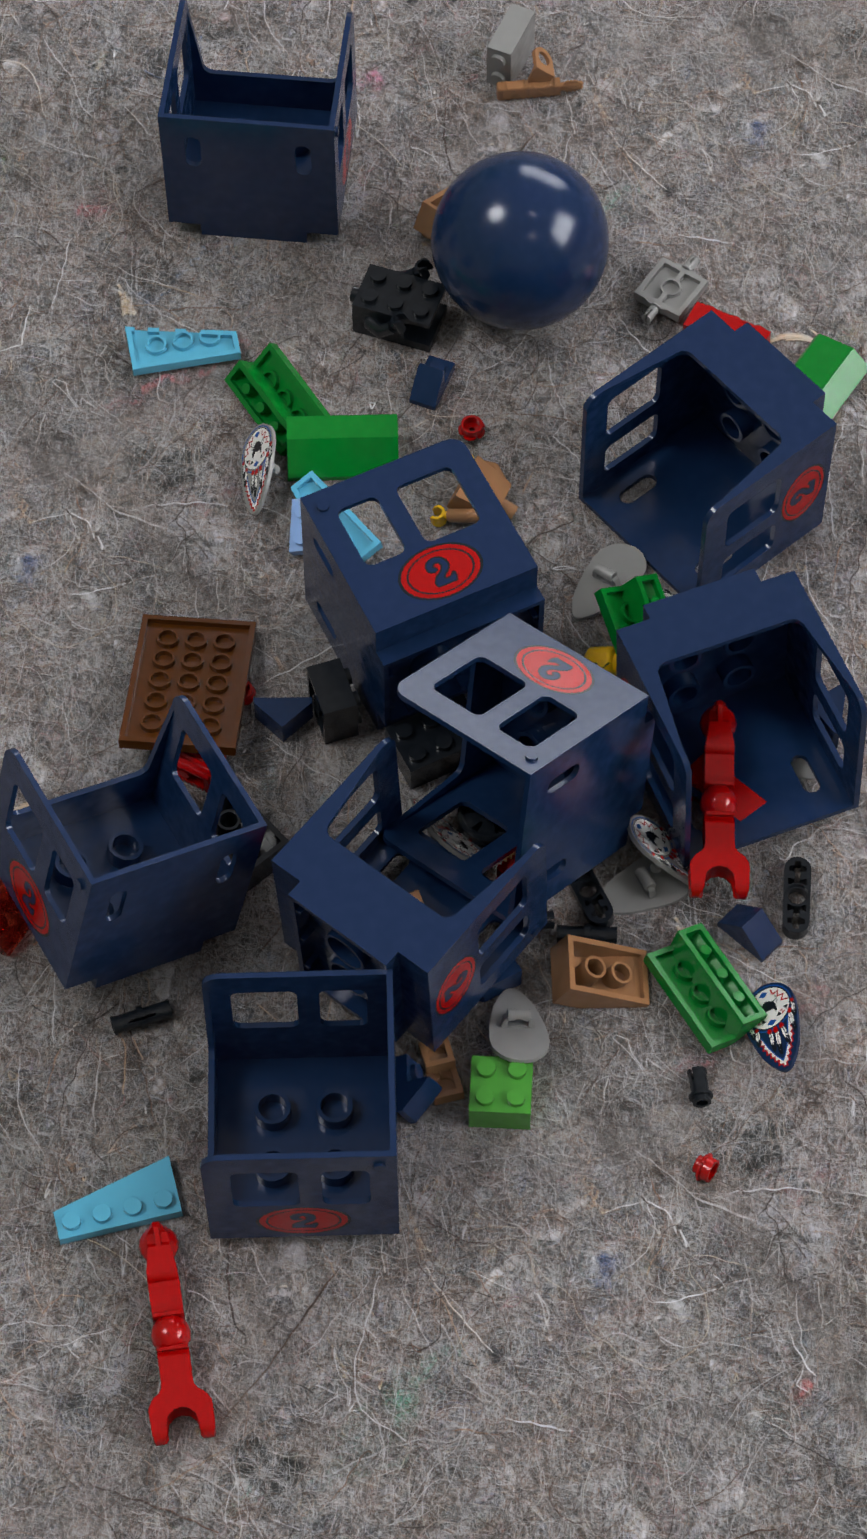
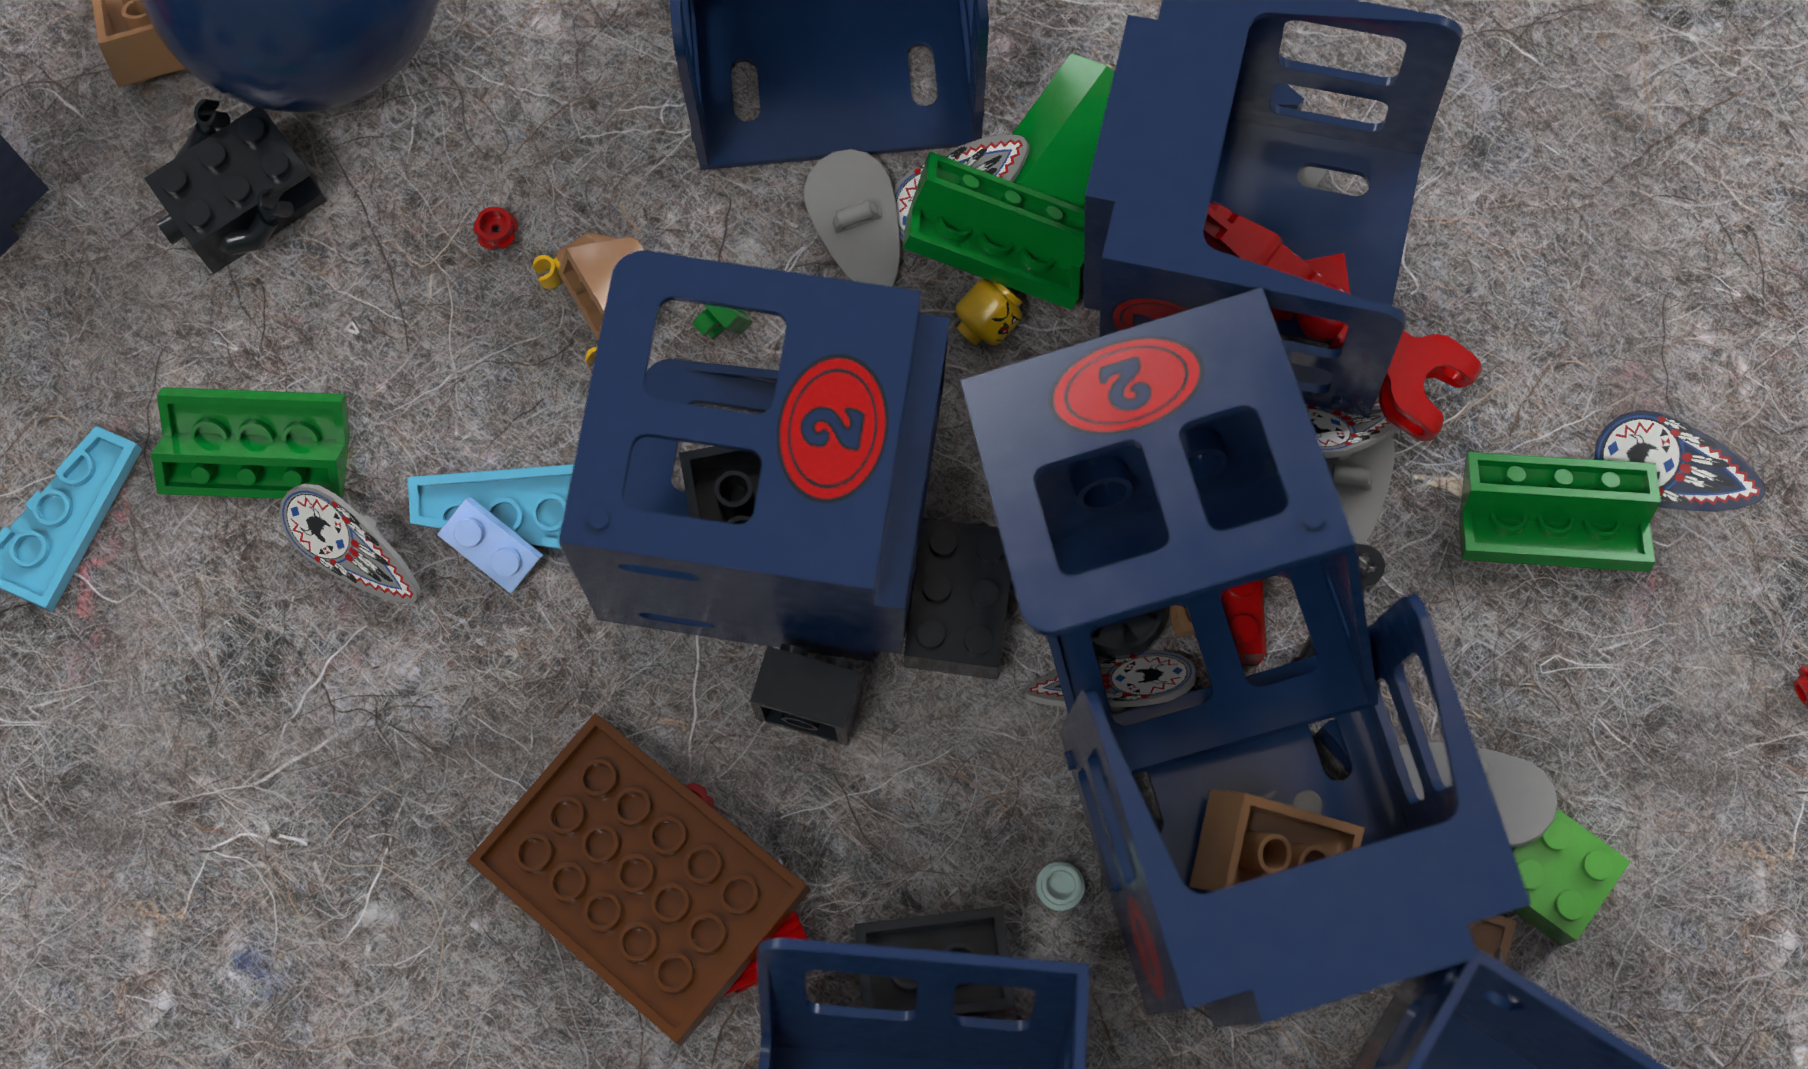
camera: 55 degrees left, 15 degrees up
(283, 714) = (771, 775): dark blue slope -> none
(340, 444) = (400, 411): green slope -> none
(431, 382) = (381, 229): dark blue slope -> none
(598, 974) = (1471, 620): medium nougat slope -> none
(605, 934) = (1388, 589): black pin -> none
(700, 1092) = (1693, 615): black pin -> none
(751, 930) = (1499, 399): dark blue slope -> none
(803, 888) = (1509, 309): black beam -> none

